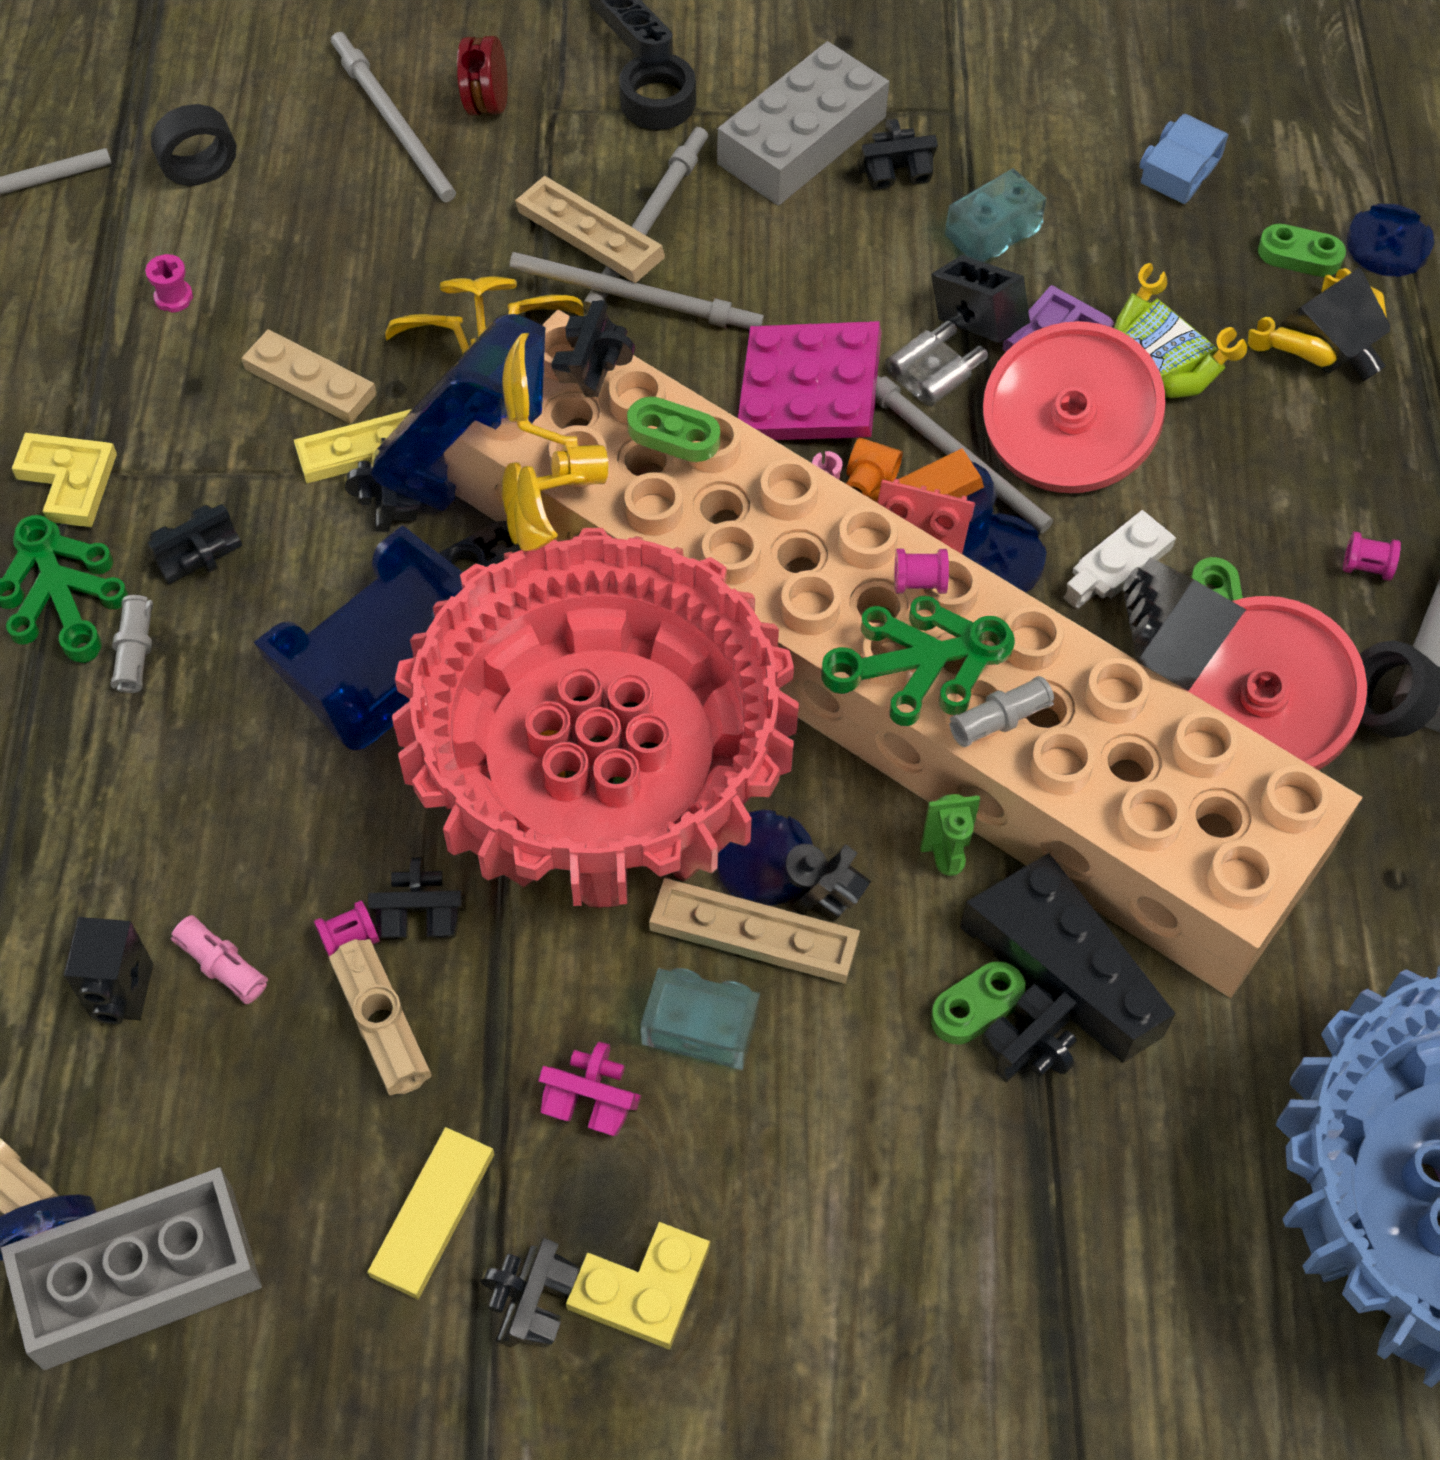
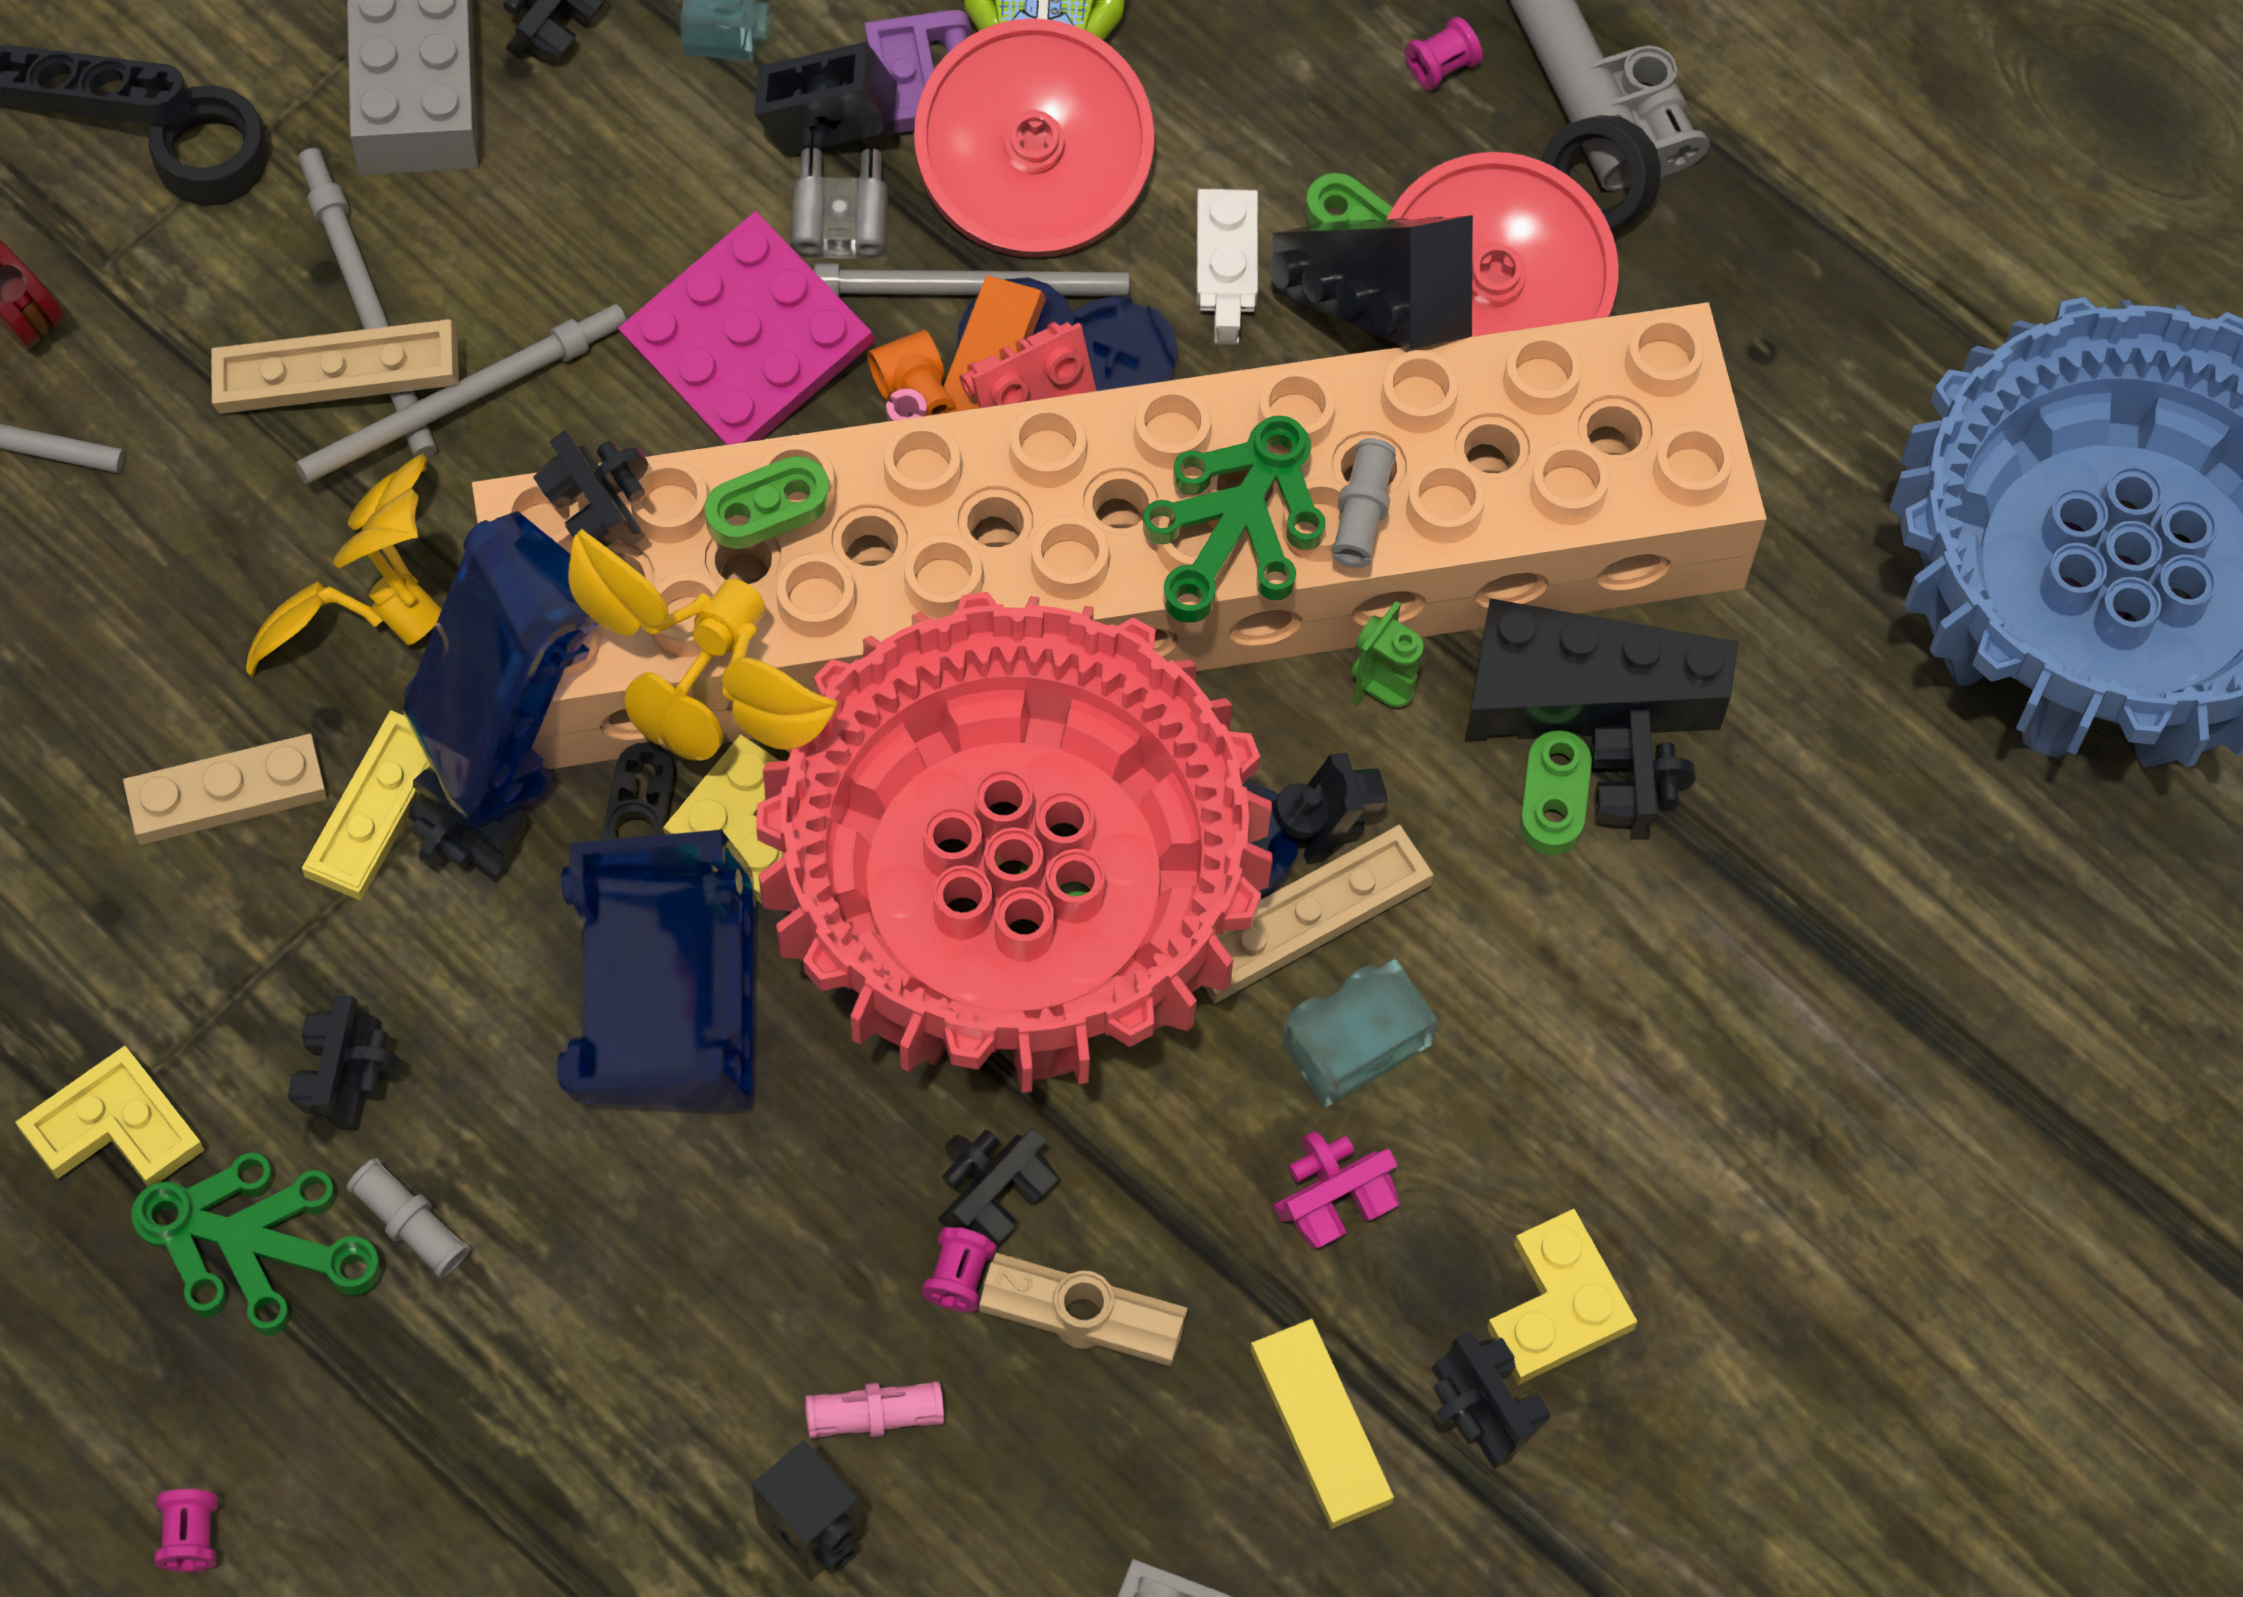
camera: 50 degrees left, 5 degrees up
(921, 571) = (1151, 434): dark pink bush -> none

